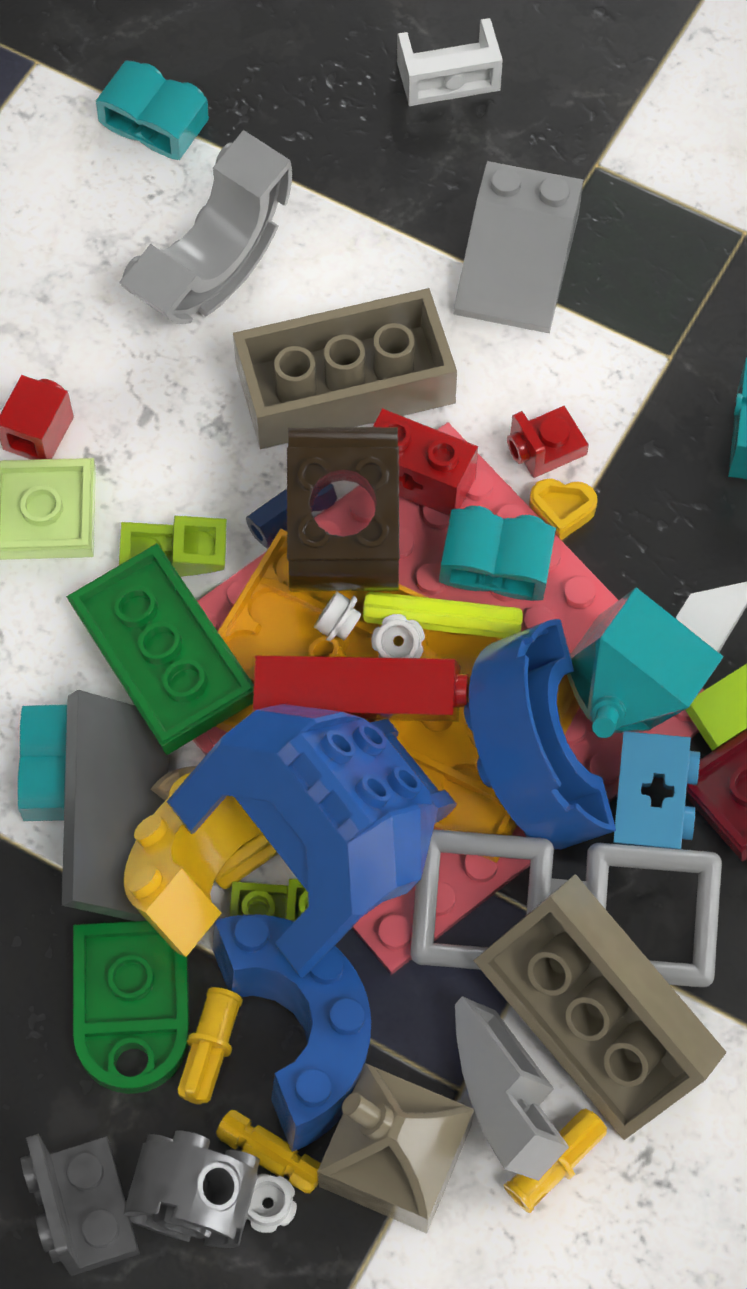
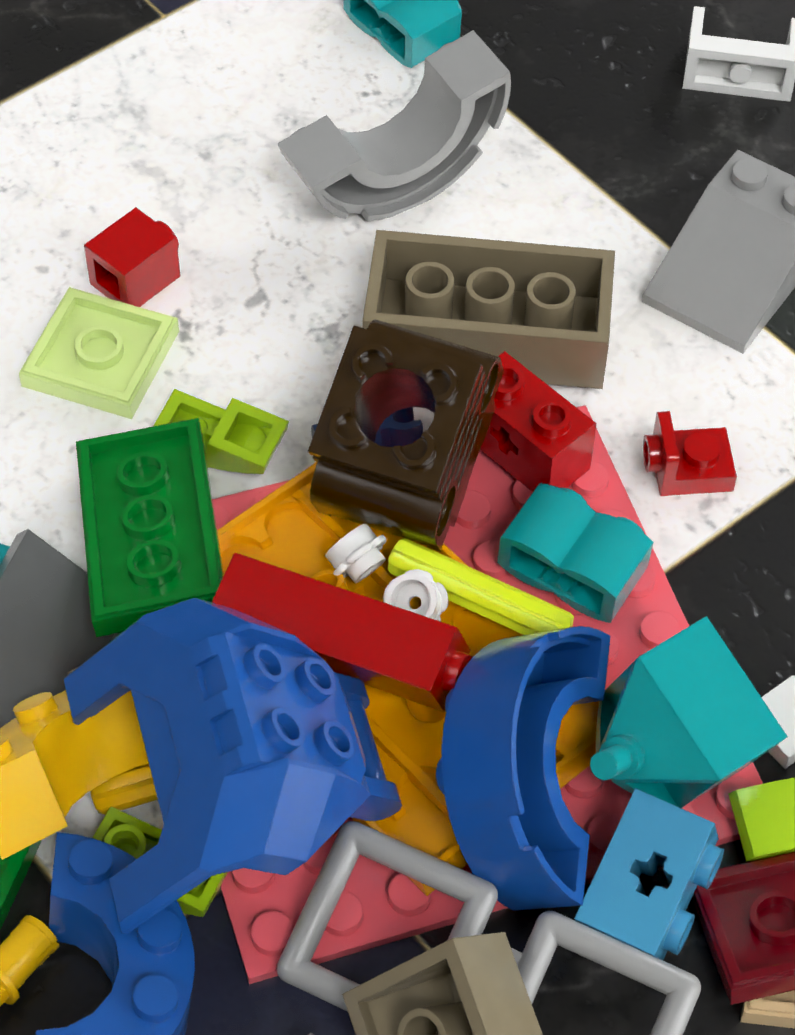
camera: 20 degrees right, 10 degrees down
(563, 505) = (680, 534): yellow tile -> none

